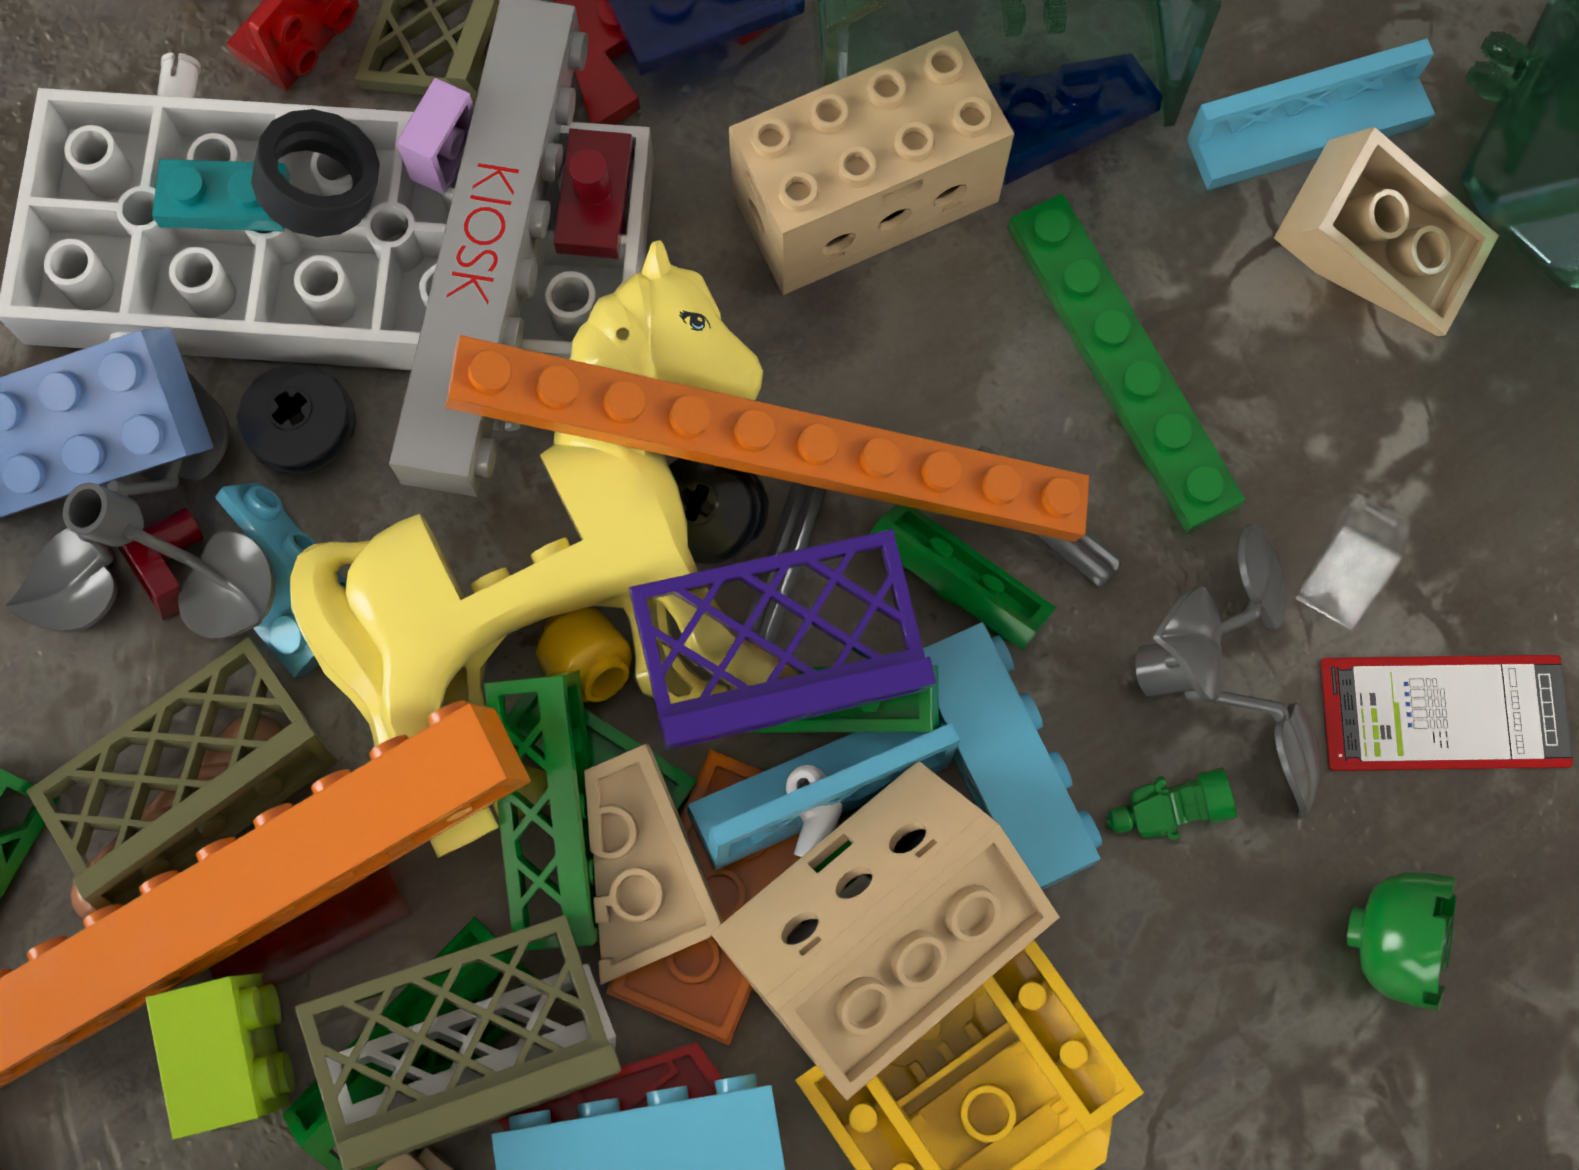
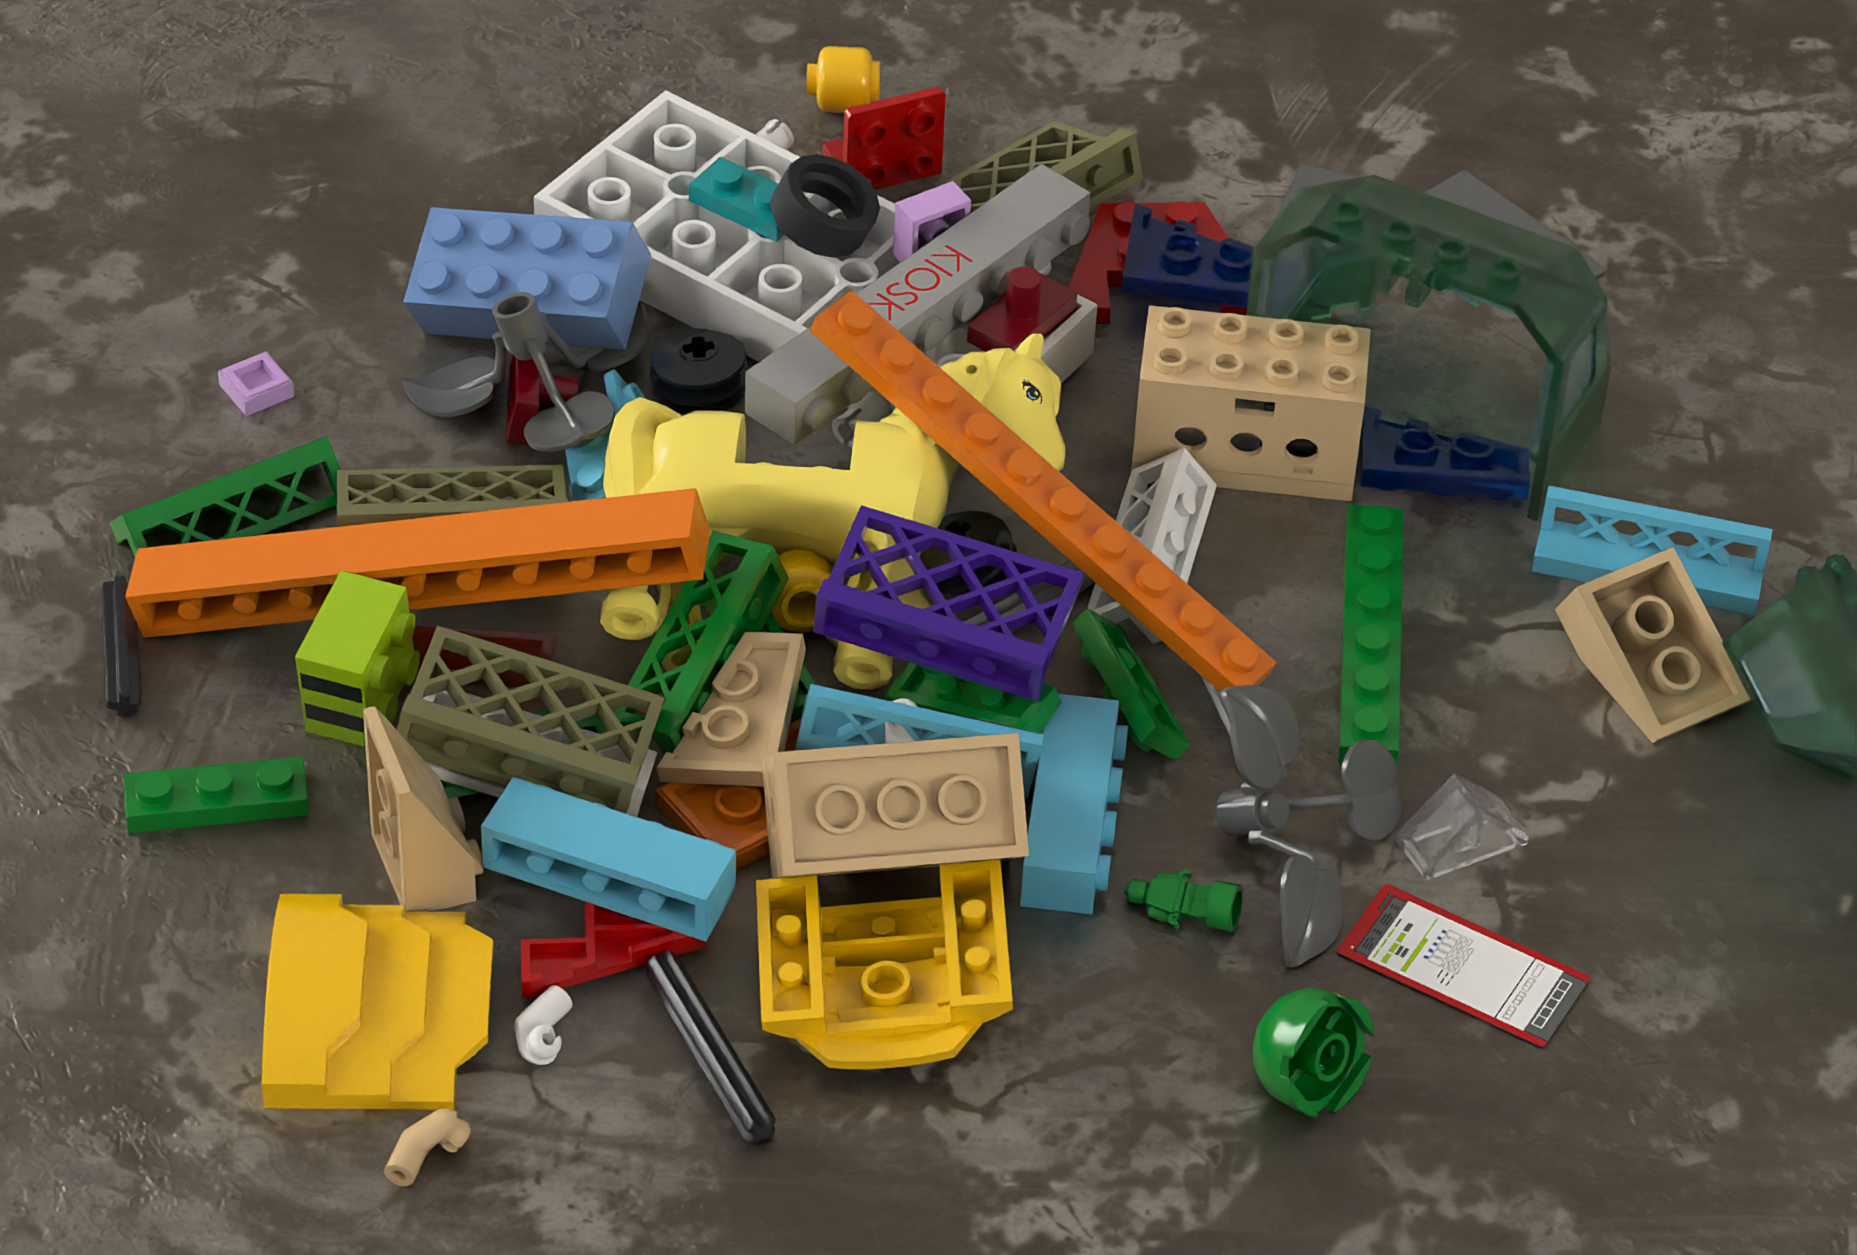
camera: 30 degrees right, 30 degrees down
(875, 350) = (1163, 519): none -> white fence

